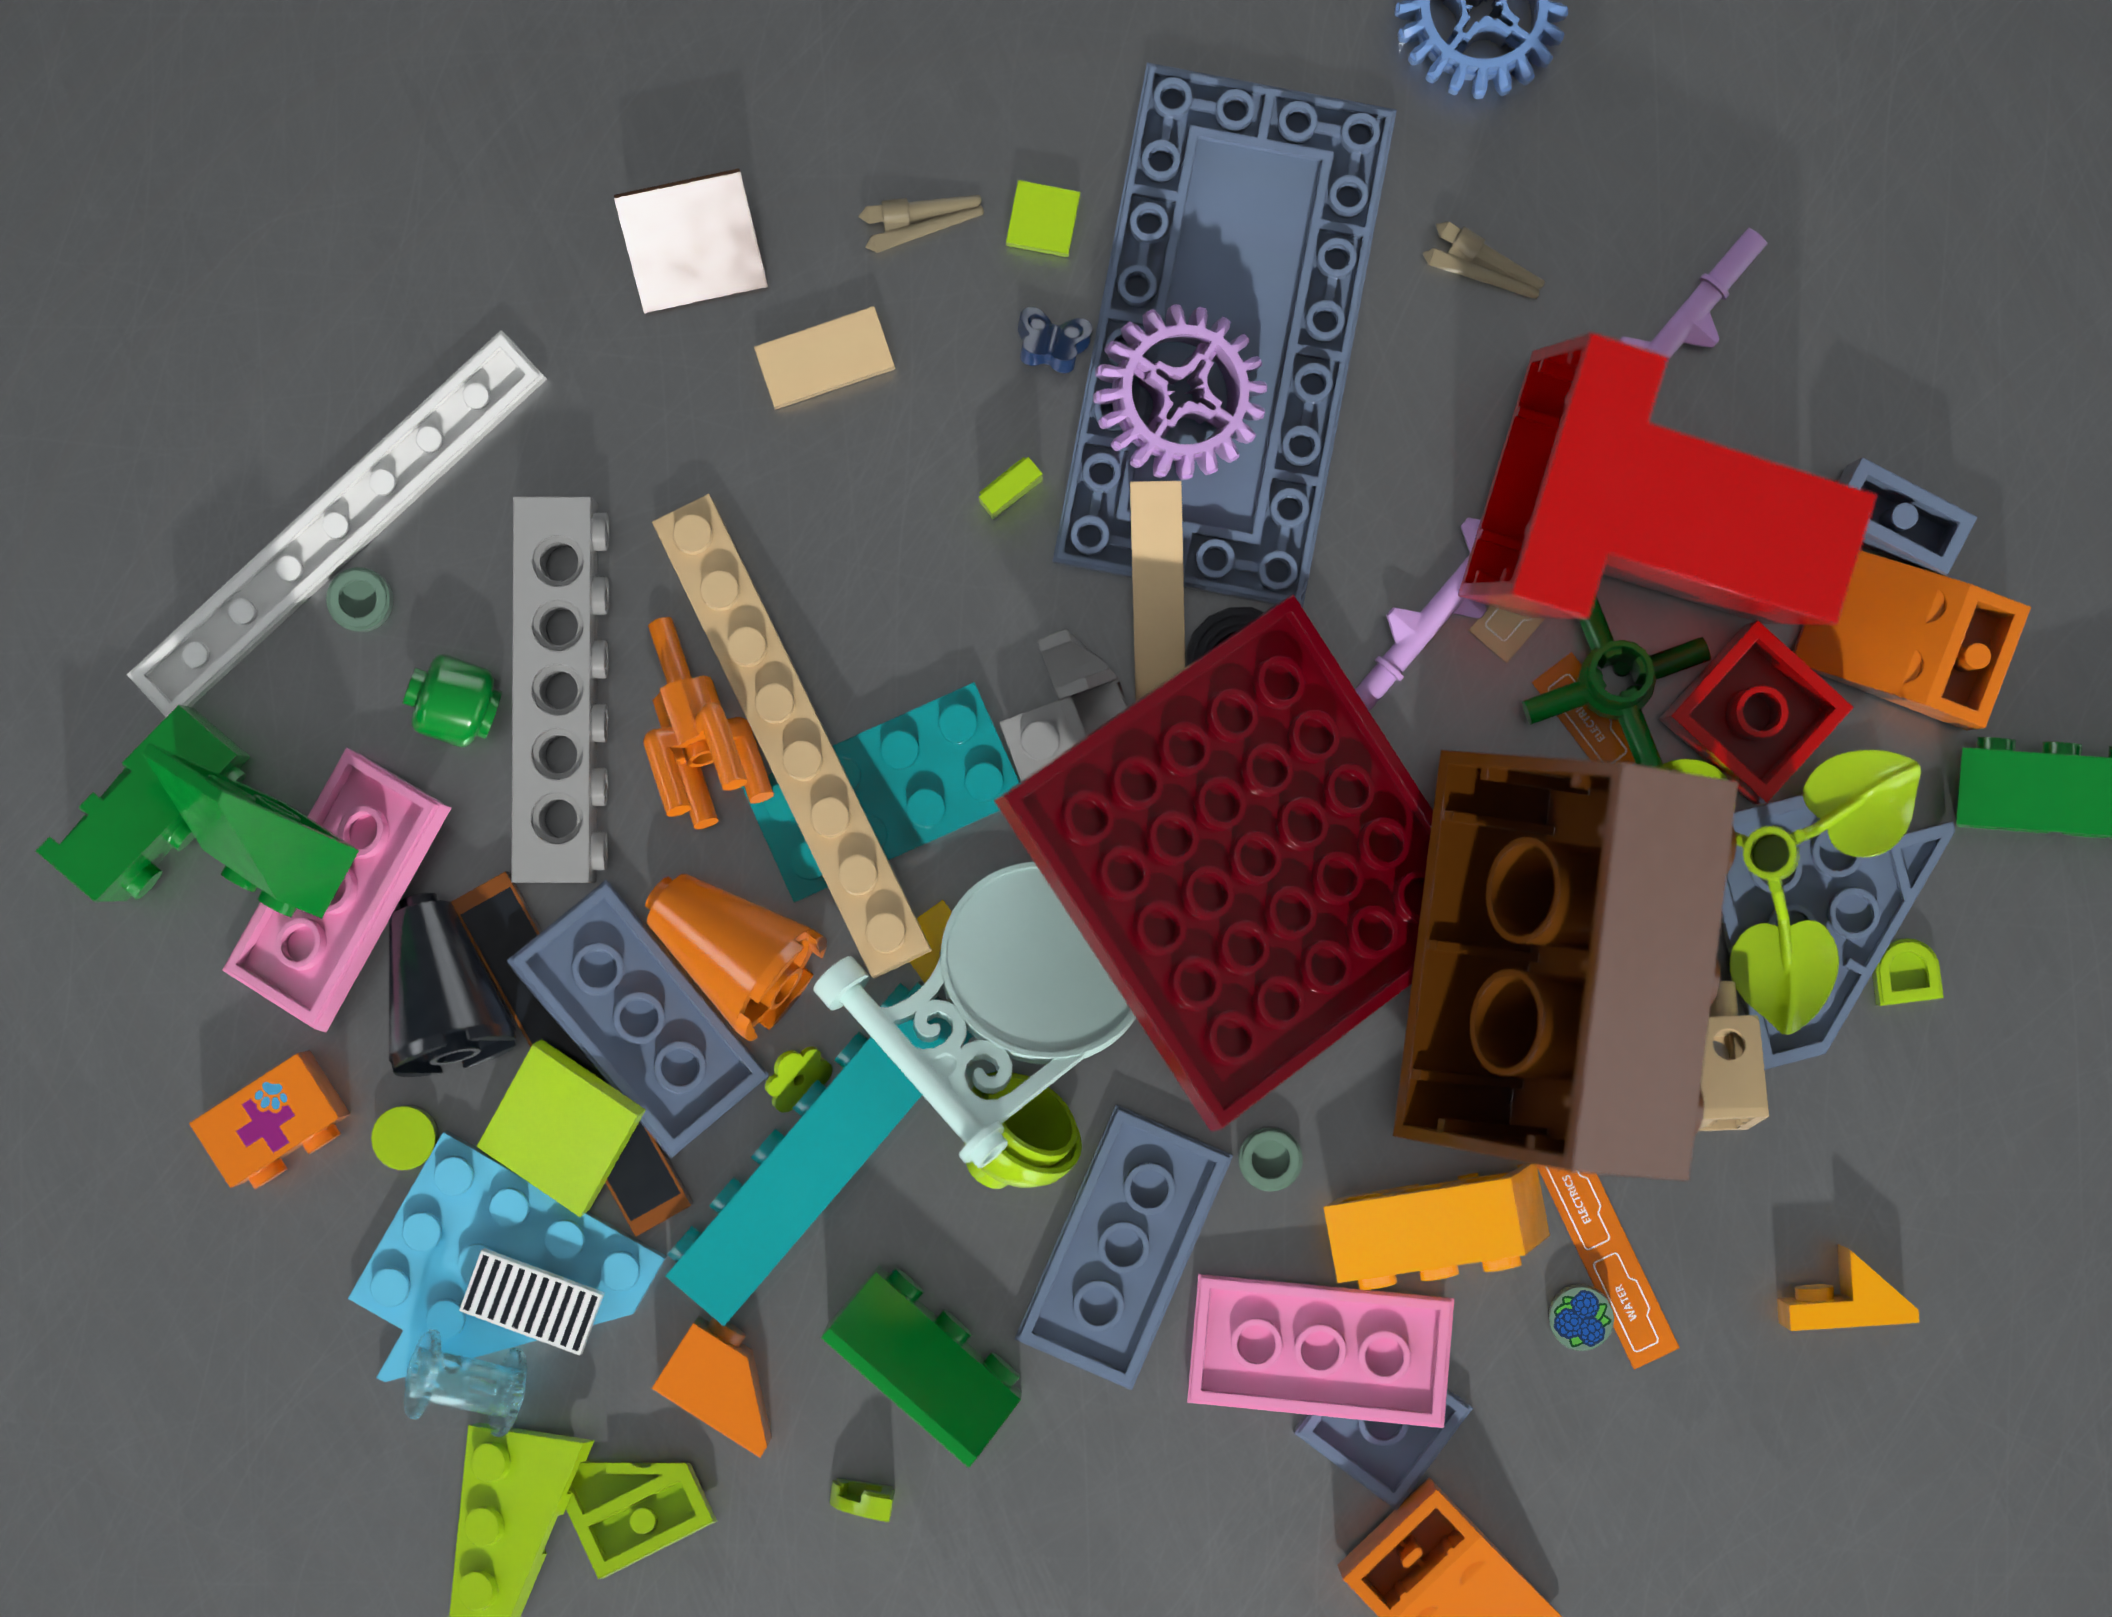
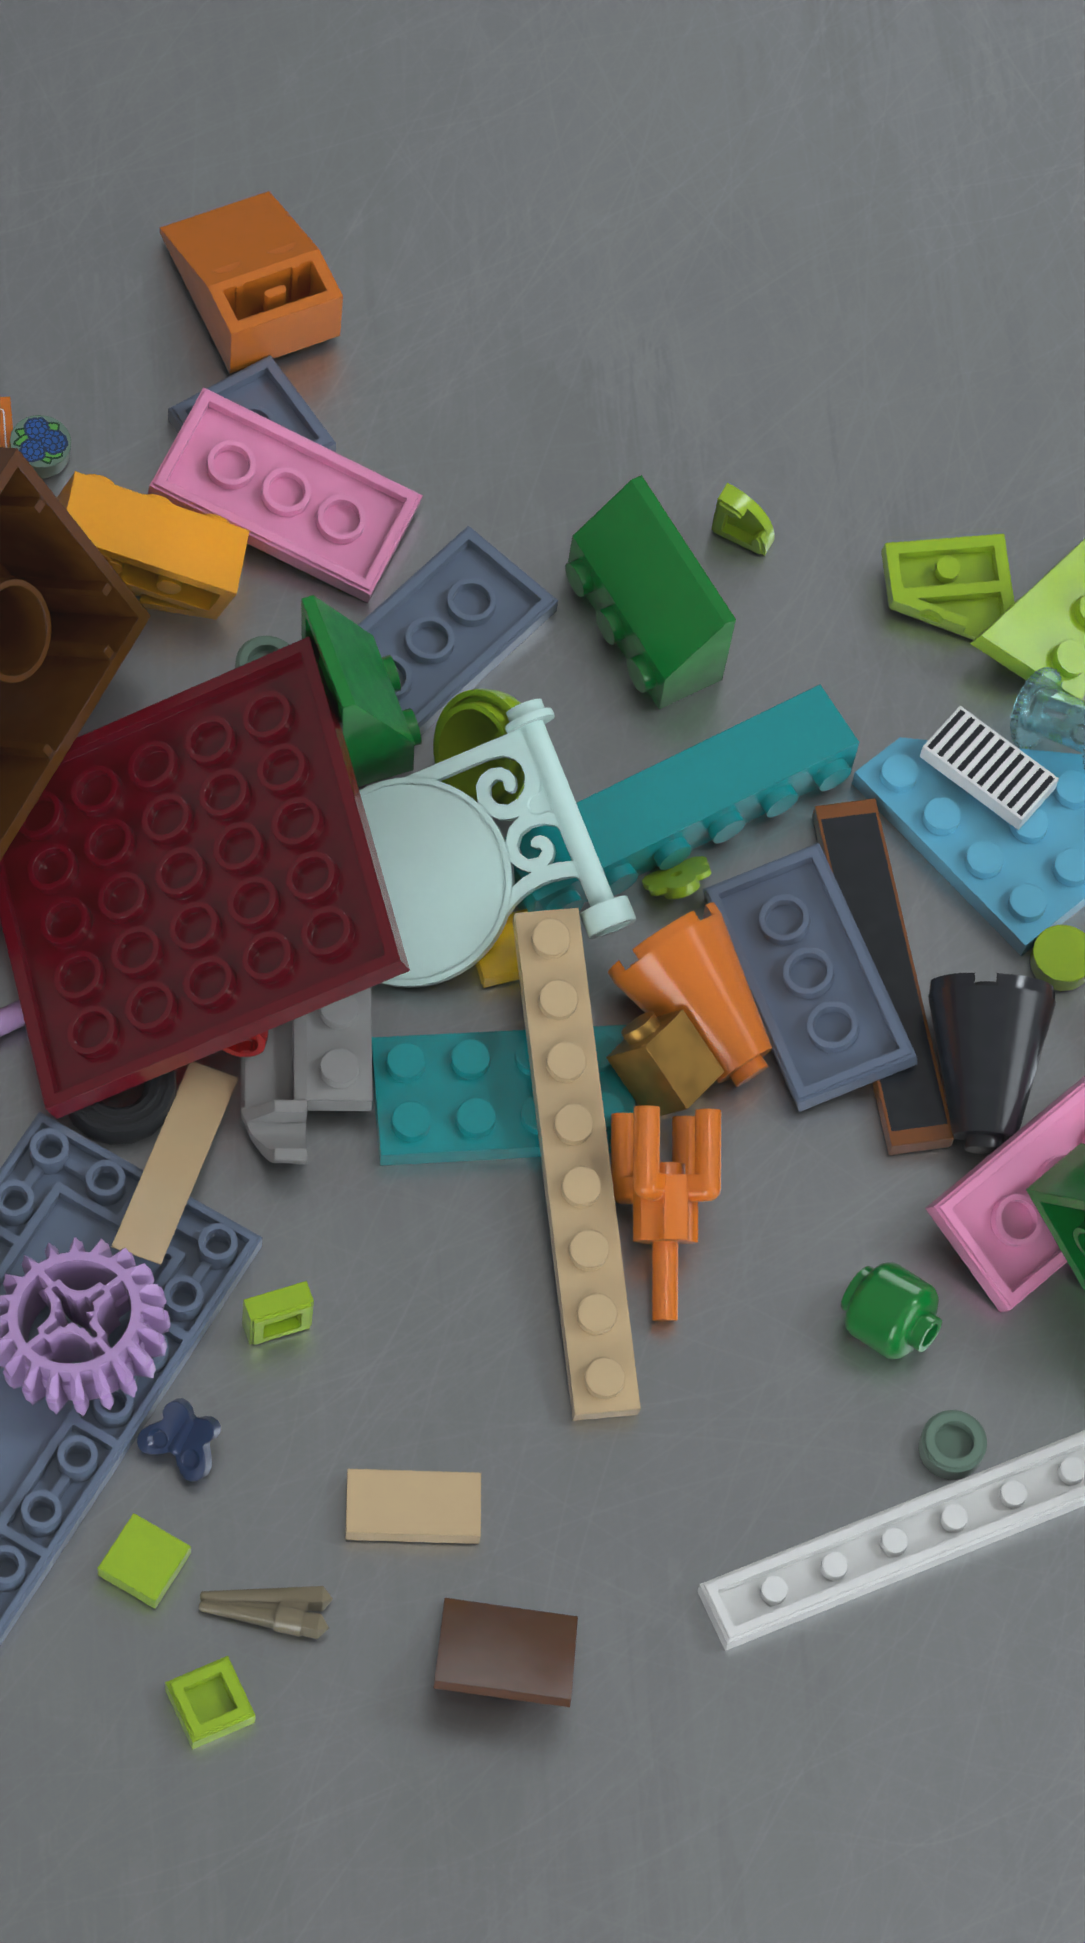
camera: 175 degrees left, 25 degrees down
(538, 530) = (742, 1437): light grey brick -> none
(561, 1128) = (913, 904): lime tile -> none
(718, 1383) = (845, 651): orange slope -> none
(740, 862) = (664, 1061): none -> pearl gold brick
(937, 113) = (210, 1702): none -> lime tile
(1161, 1123) = (363, 689): none -> green slope

